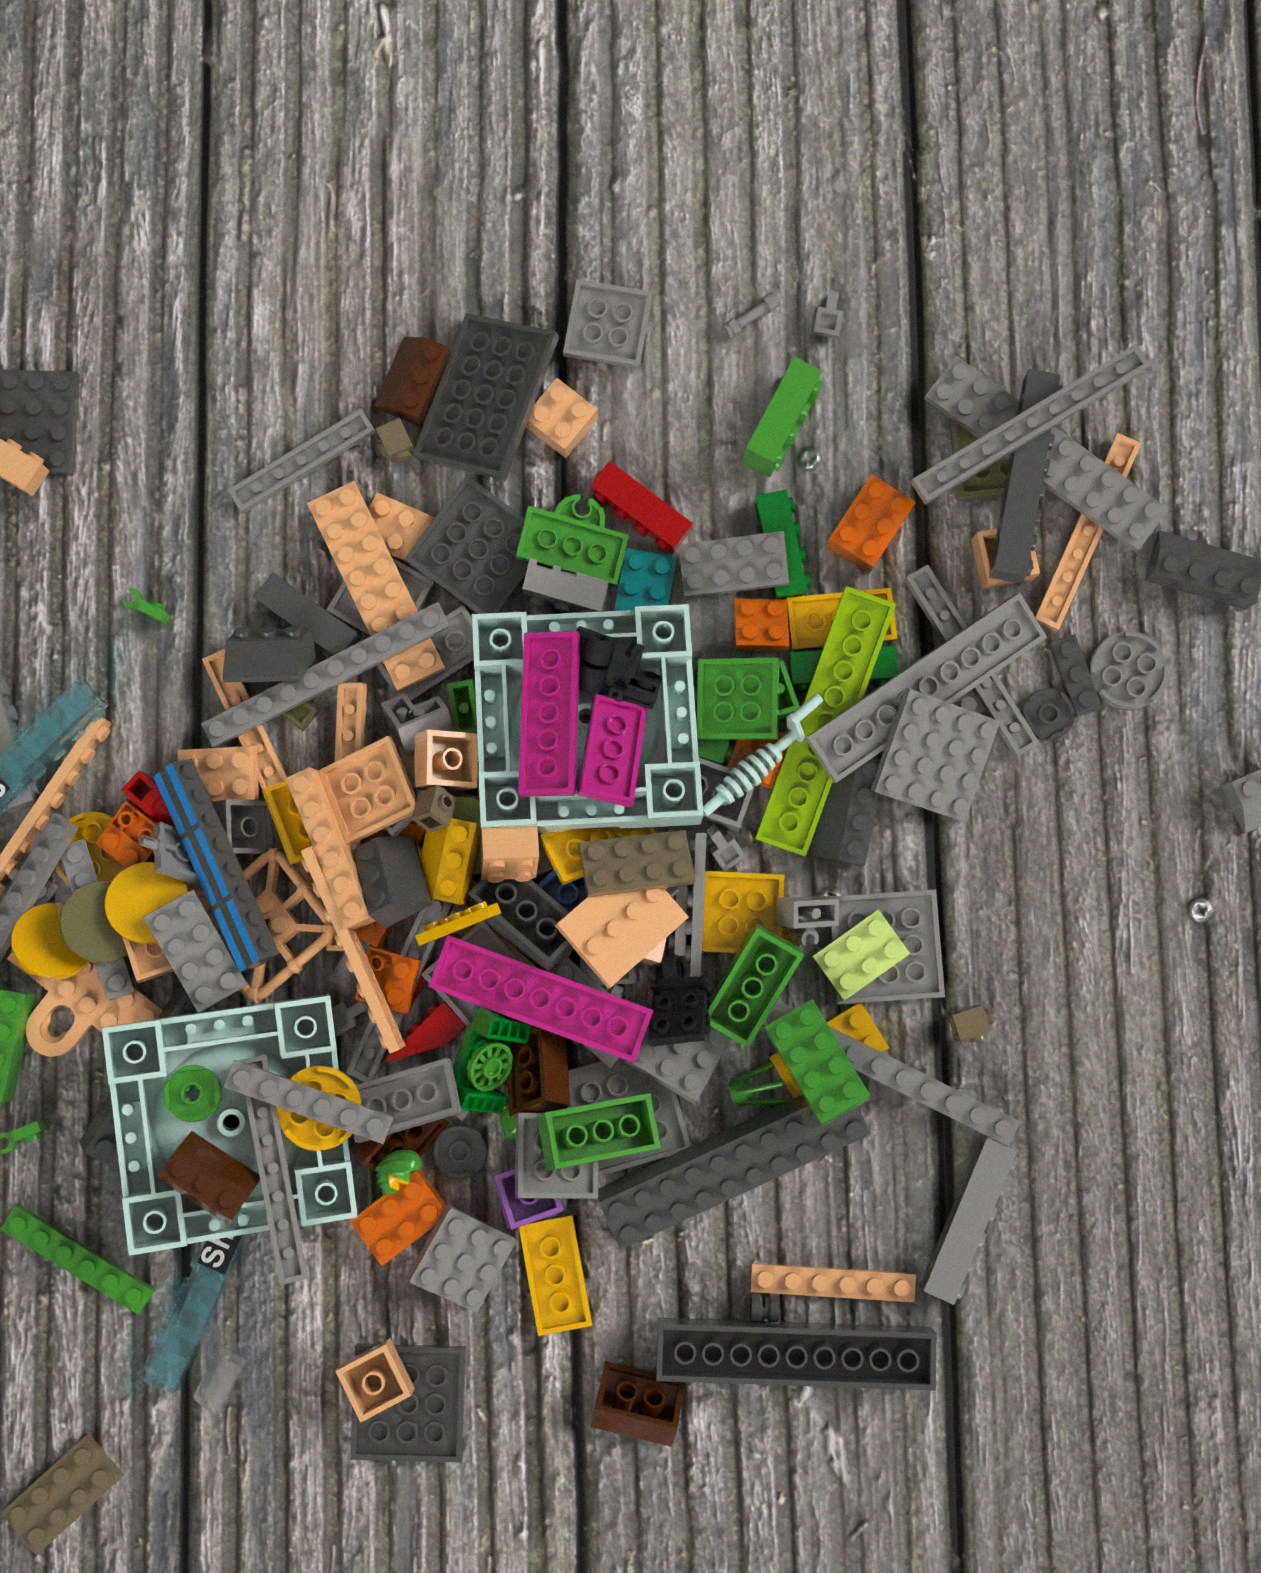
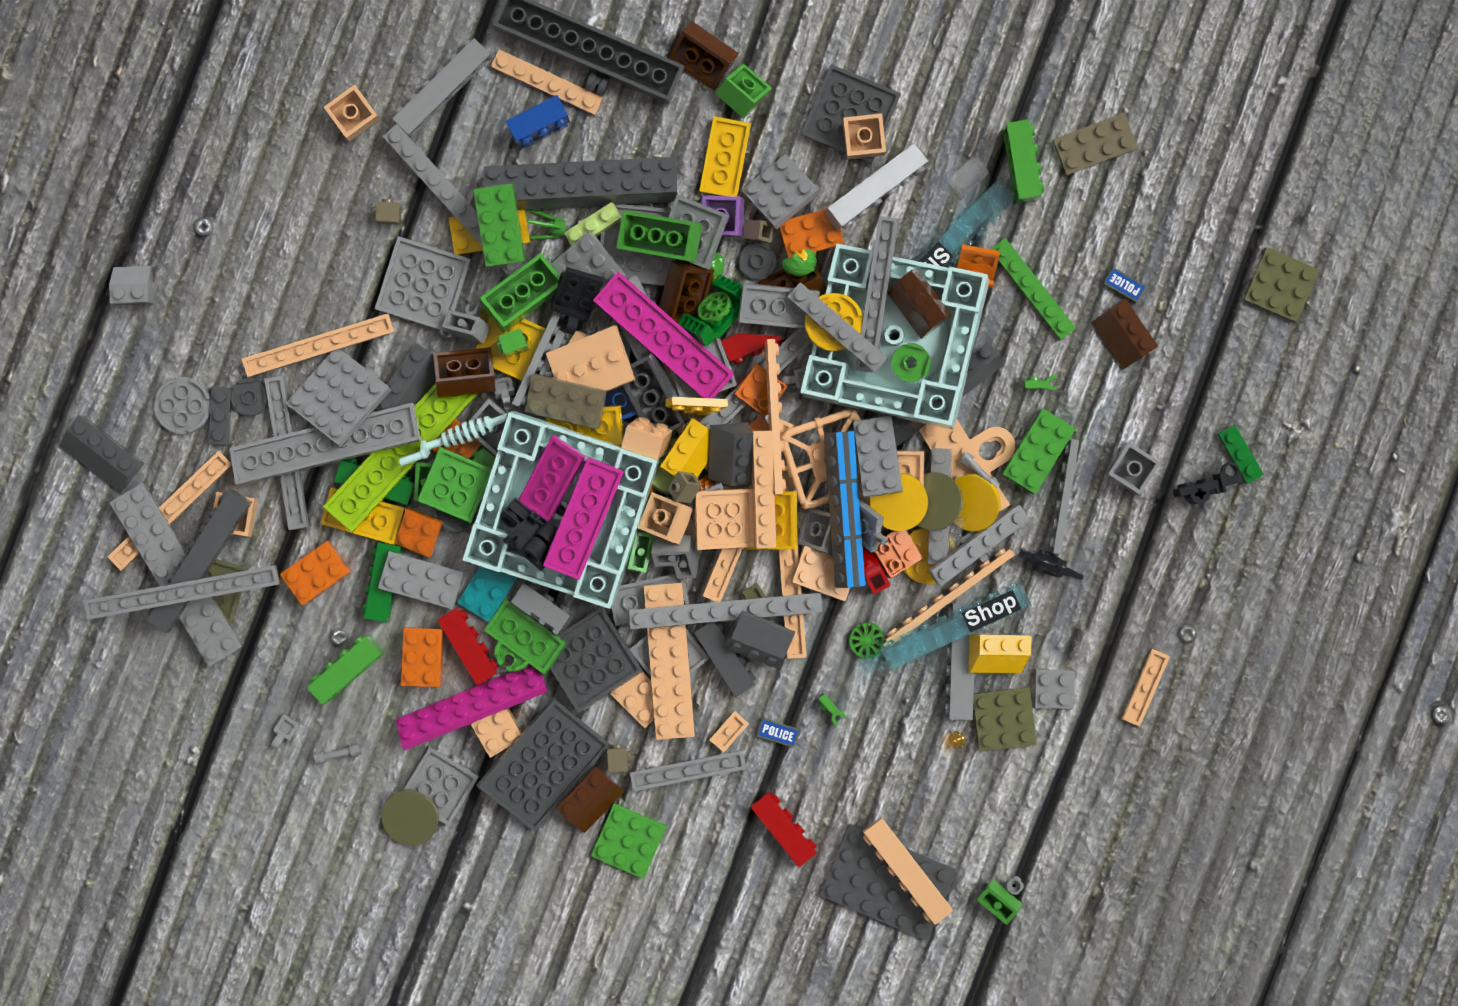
camera: 155 degrees left, 5 degrees up
(80, 994) = (967, 459): none -> light grey bar
(133, 712) = (866, 639): none -> bright green wheel
(148, 1432) = (1022, 162): none -> bright green brick
(151, 435) = (783, 828): none -> red brick
(160, 1269) = (979, 260): none -> orange plate
(205, 552) = (778, 732): none -> tile
(267, 529) = (729, 731): none -> light nougat plate
(334, 1315) = (875, 187): none -> brick
(344, 348) = (628, 840): none -> bright green plate
(472, 1191) = (758, 231): none -> dark tan brick
(566, 1376) = (743, 90): none -> bright green slope
(608, 431) = (470, 706): none -> dark pink plate
(629, 270) = (410, 817): none -> olive tile
(691, 1116) = (597, 223): none -> yellowish green plate
(693, 471) = (422, 657): none -> orange brick
(737, 912) = (512, 343): none -> bright green brick
(785, 851) = (464, 372): none -> reddish brown slope
(821, 1224) = (538, 122): none -> blue brick
(860, 955) = (442, 285): yellowish green plate -> none
(988, 814) = (318, 345): none -> light nougat plate
(1073, 1136) = (351, 113): none -> light nougat brick

